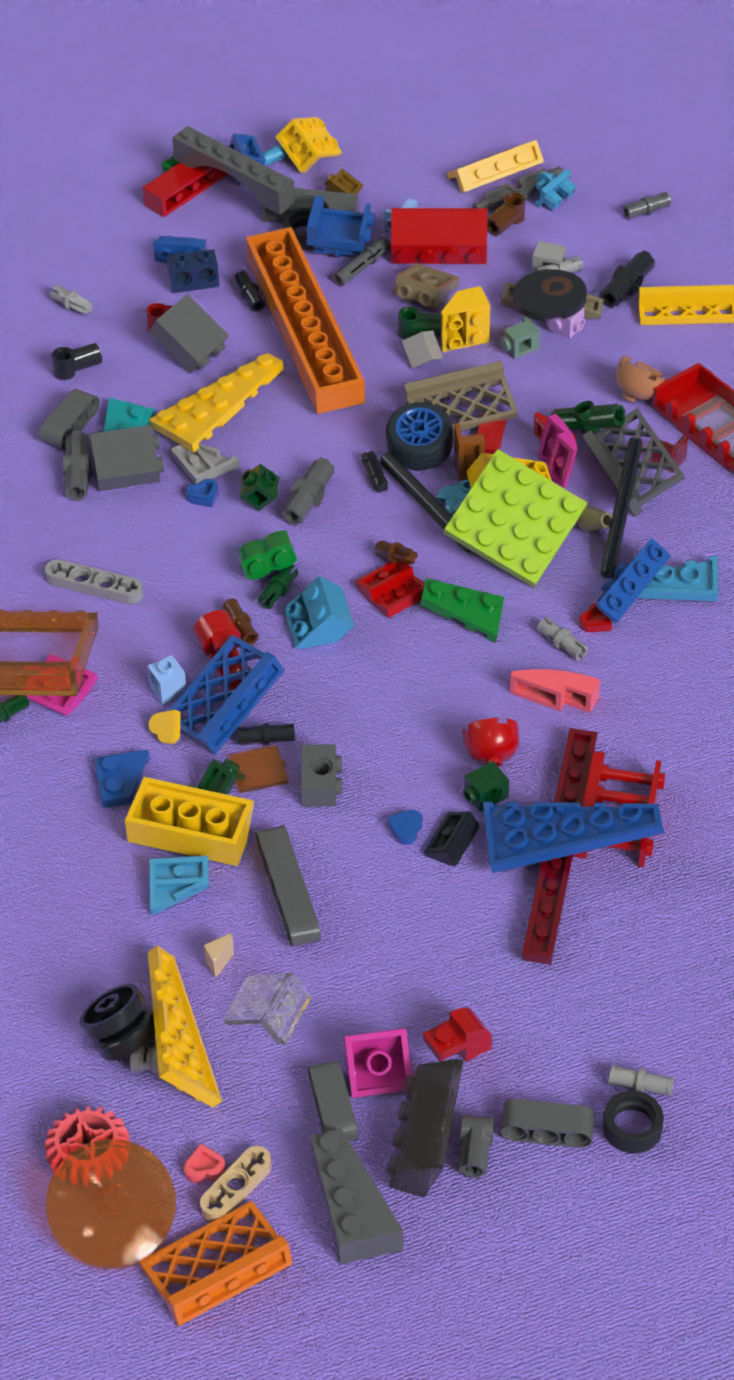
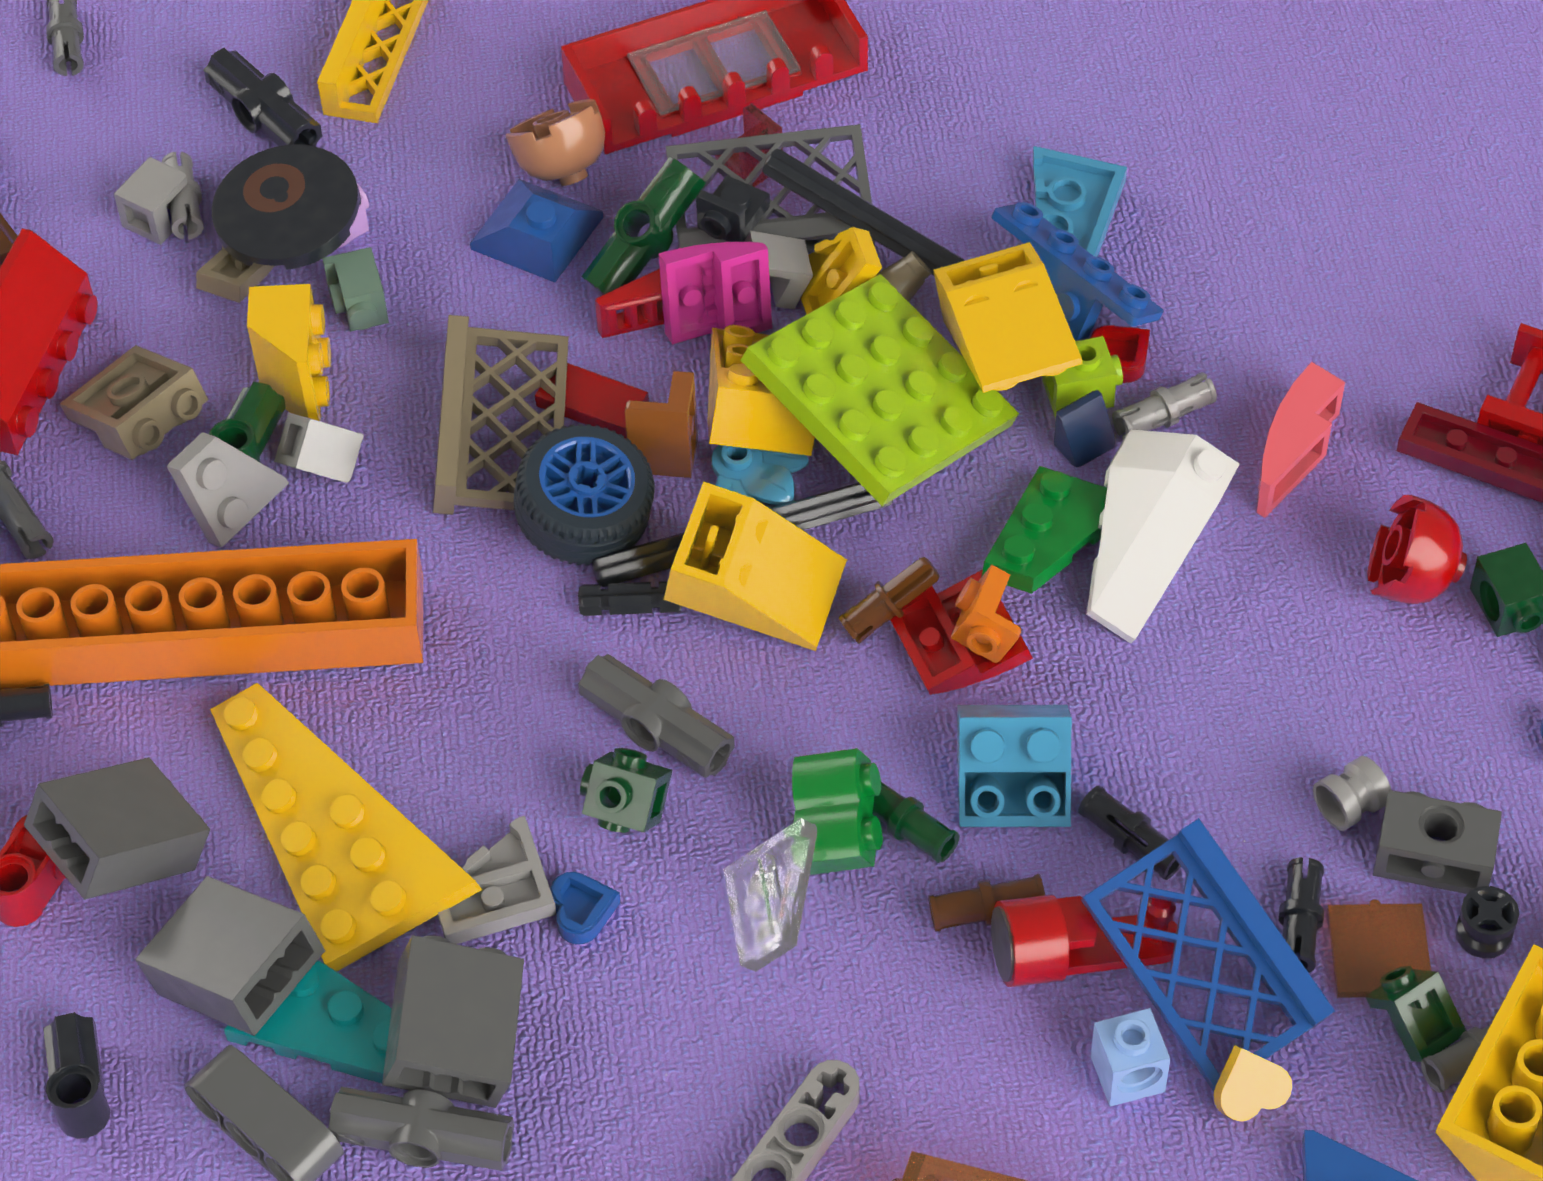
camera: 75 degrees left, 5 degrees up
(138, 384) = (230, 955): none -> brick
(224, 544) = (769, 894): none -> clear wing
(280, 801) = (1488, 907): none -> black wheel
(296, 666) = (1106, 810): none -> black pin
(345, 741) = (1353, 792): none -> light grey wheel
(381, 320) = (223, 486): none -> light grey wing
(394, 499) = (754, 569): none -> yellow slope
(395, 578) = (978, 623): none -> orange bracket
(482, 641) = (1154, 511): none -> white wedge
(533, 608) = (1084, 429): none -> dark blue slope
(565, 600) = (1097, 372): none -> lime brick
(574, 551) = (1006, 317): none -> yellow slope
(588, 387) = (536, 230): none -> blue slope
(590, 471) = (788, 267): none -> light grey panel
(594, 492) = (840, 267): none -> yellow wing
(606, 442) = (731, 210): none -> black bracket

